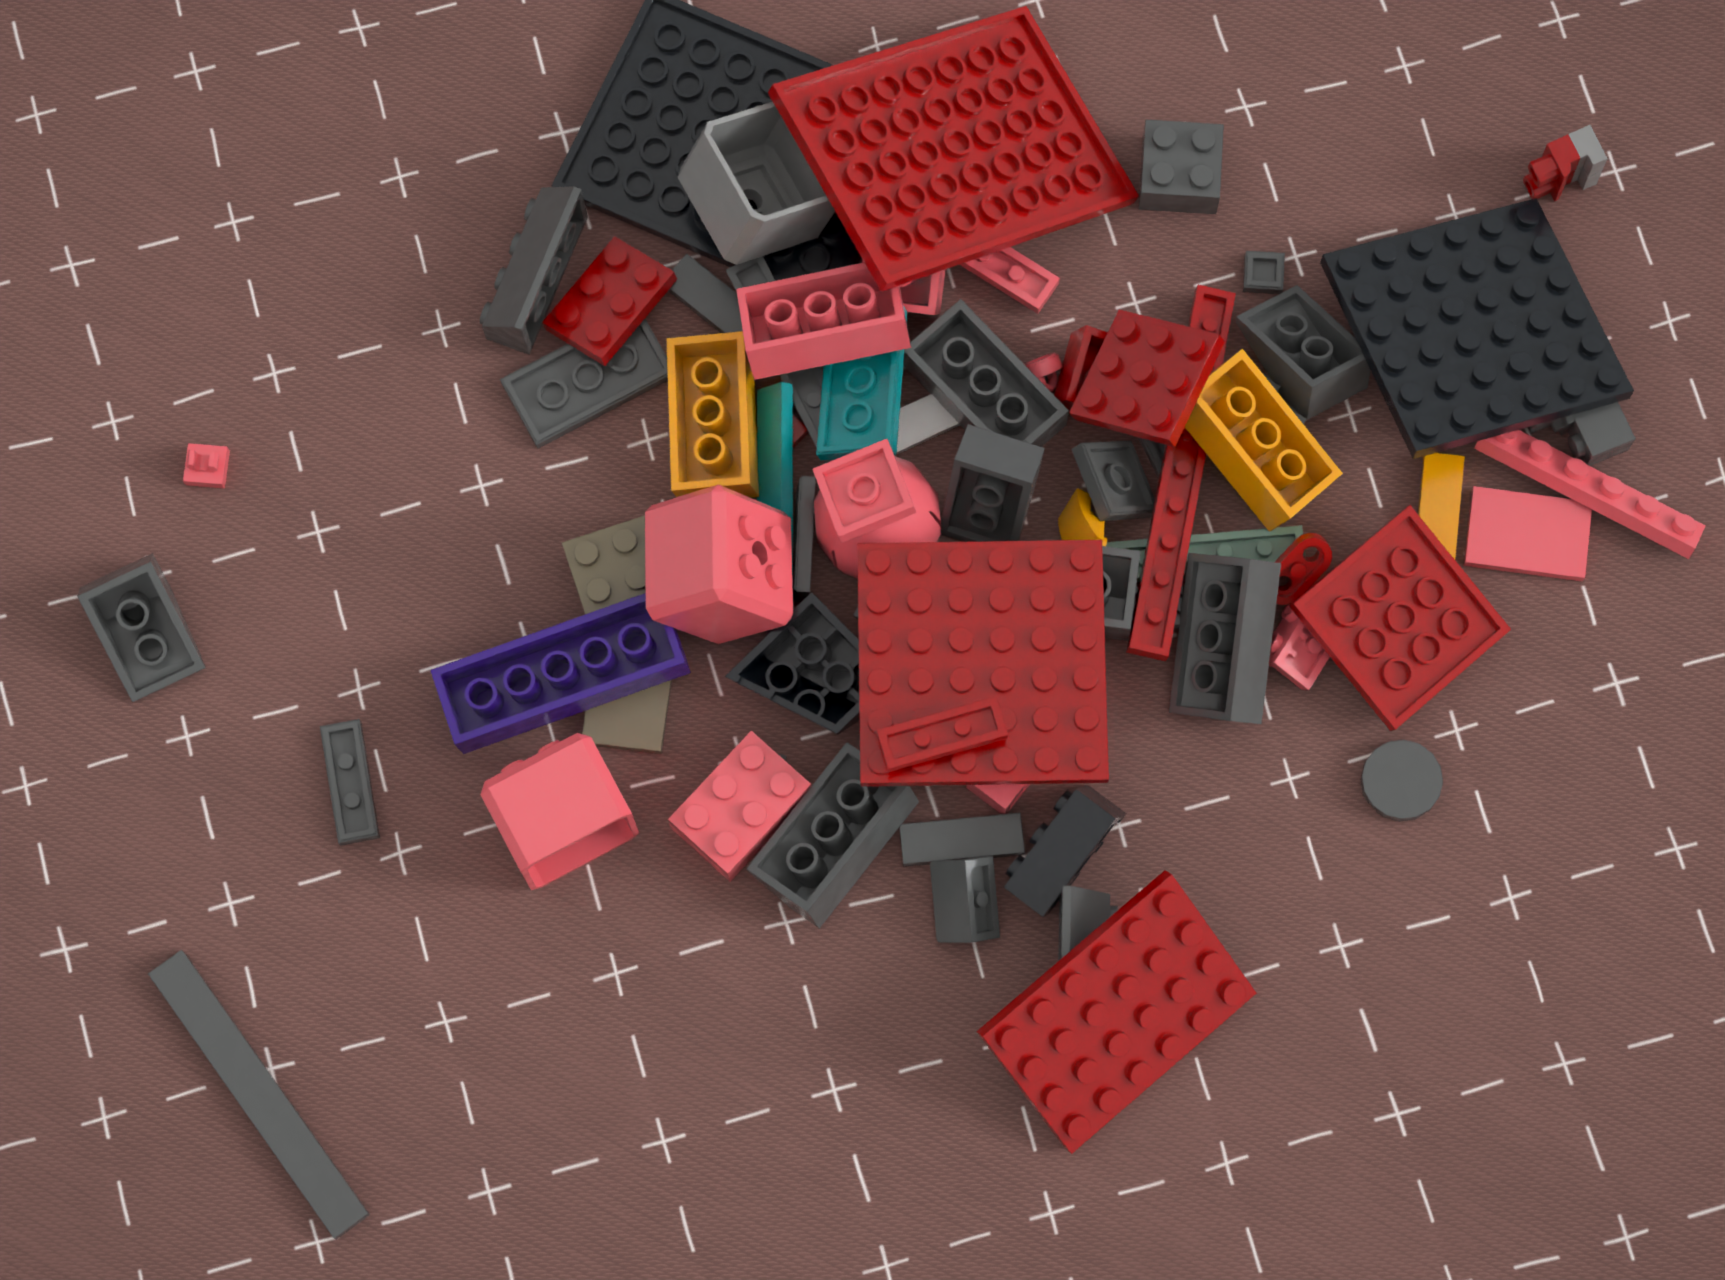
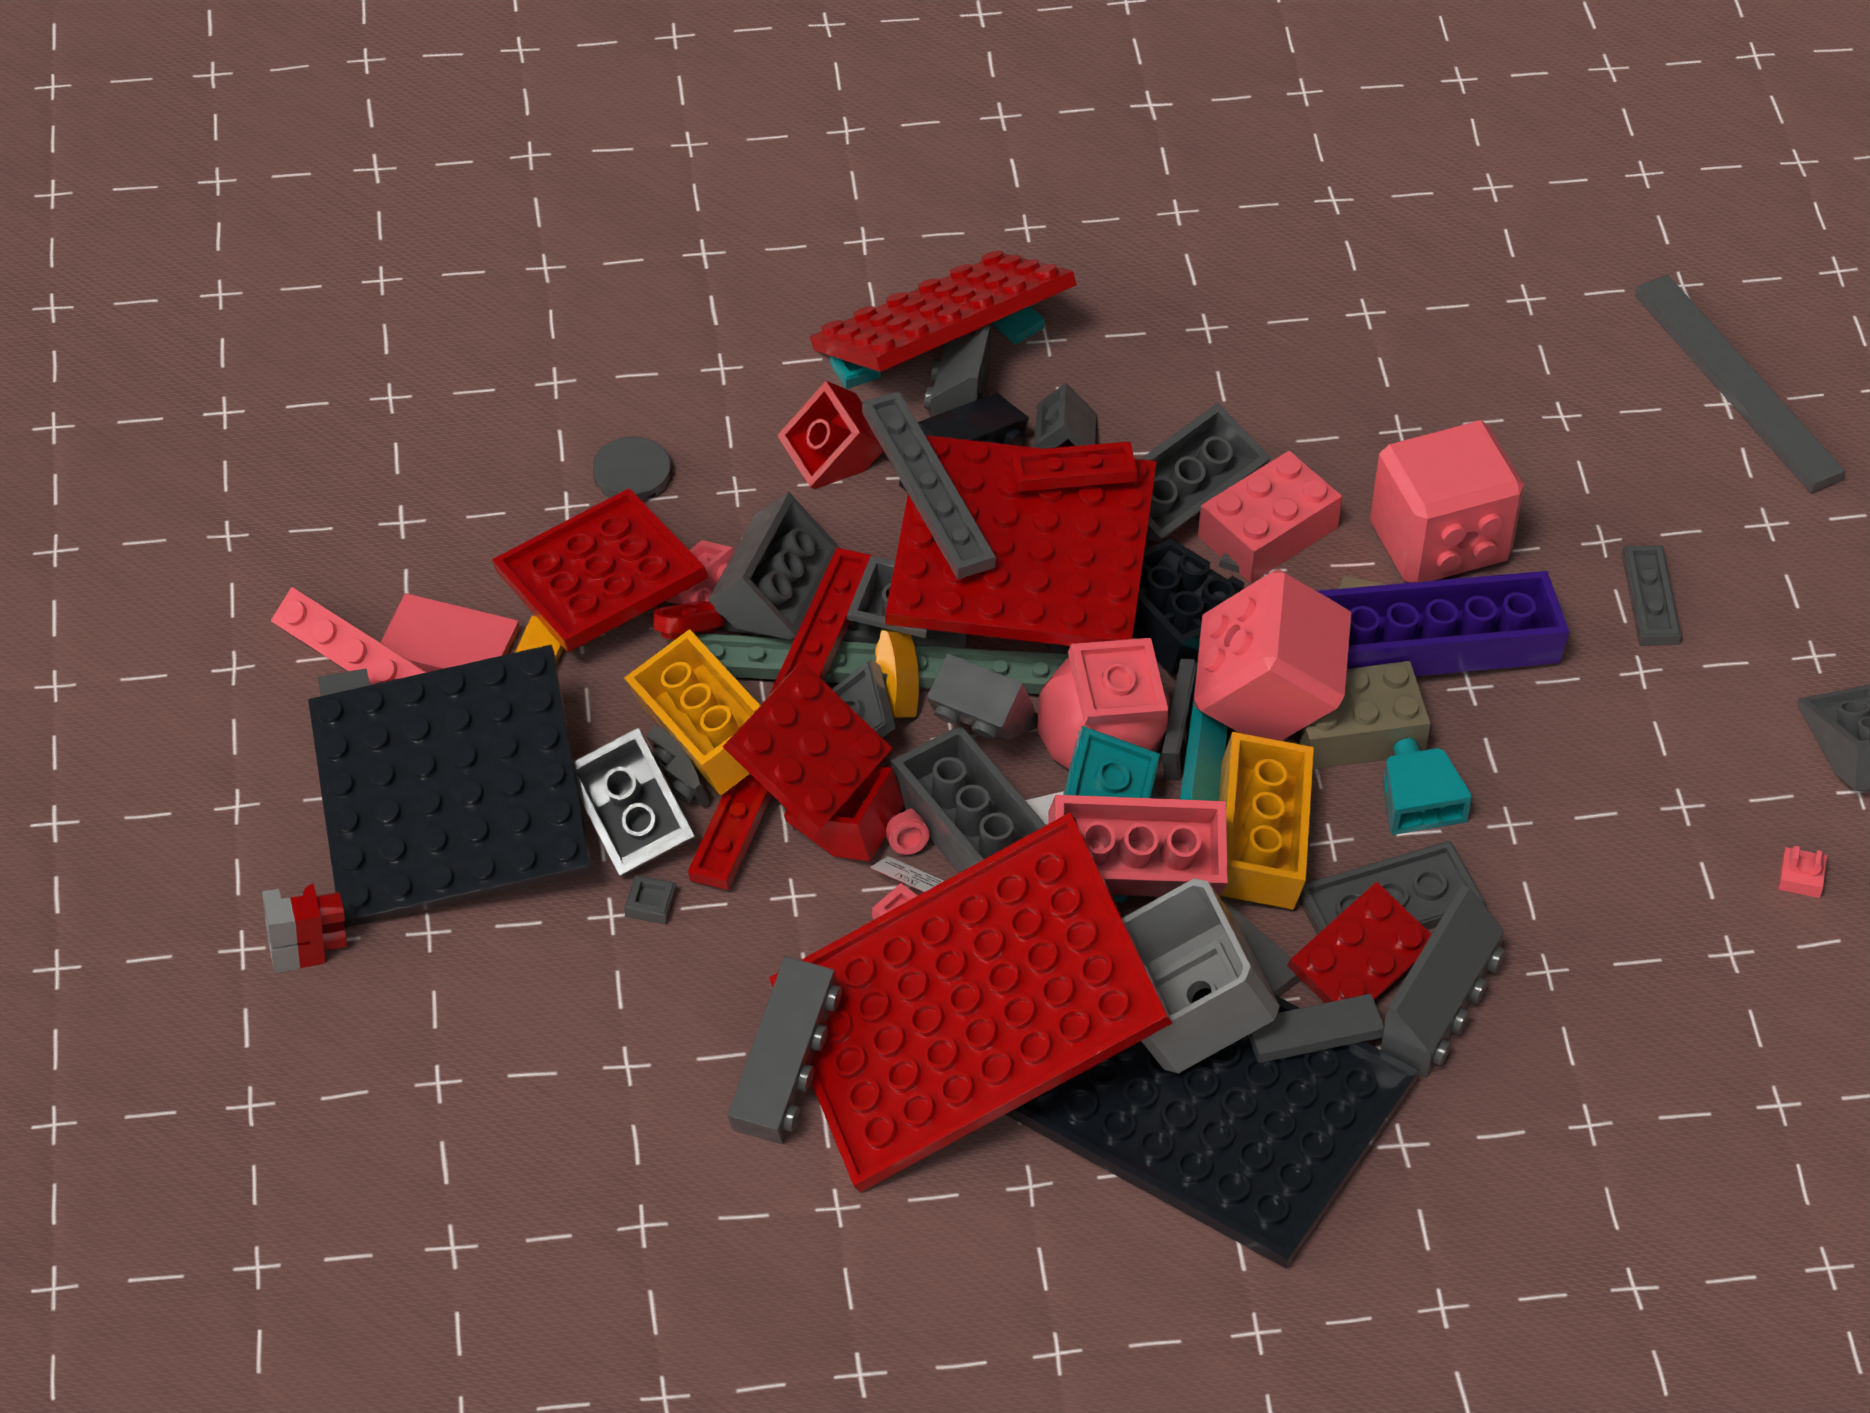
camera: 175 degrees left, 25 degrees down
(566, 491) = (1423, 789): none -> teal torso
(638, 207) = (1318, 1028): none -> dark grey tile
(1031, 327) = (906, 874): none -> white sticker
(1087, 687) = (928, 485): none -> dark grey plate
(1108, 105) = (784, 1050): none -> dark grey brick
(1181, 166) = (716, 994): dark grey brick -> none
(1202, 845) = (830, 437): none -> red slope

